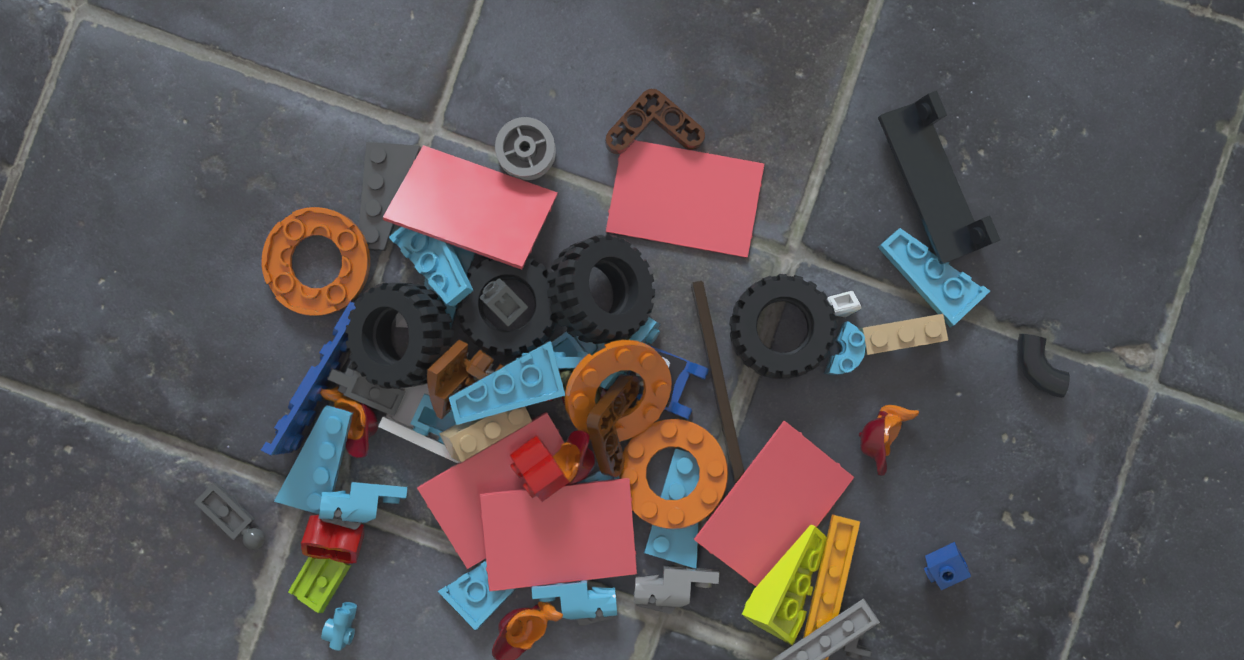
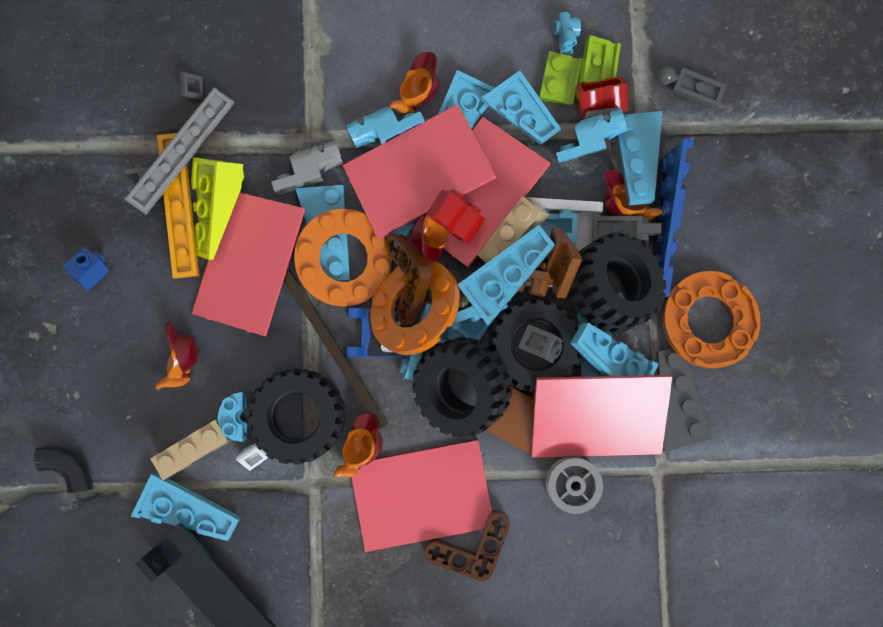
camera: 160 degrees right, 0 degrees up
(367, 579) = (560, 78): none -> lime plate
(420, 561) = (523, 108): none -> medium azure wing
(557, 234) = (517, 421): none -> dark orange slope
(727, 271) = (361, 446): none -> orange hair

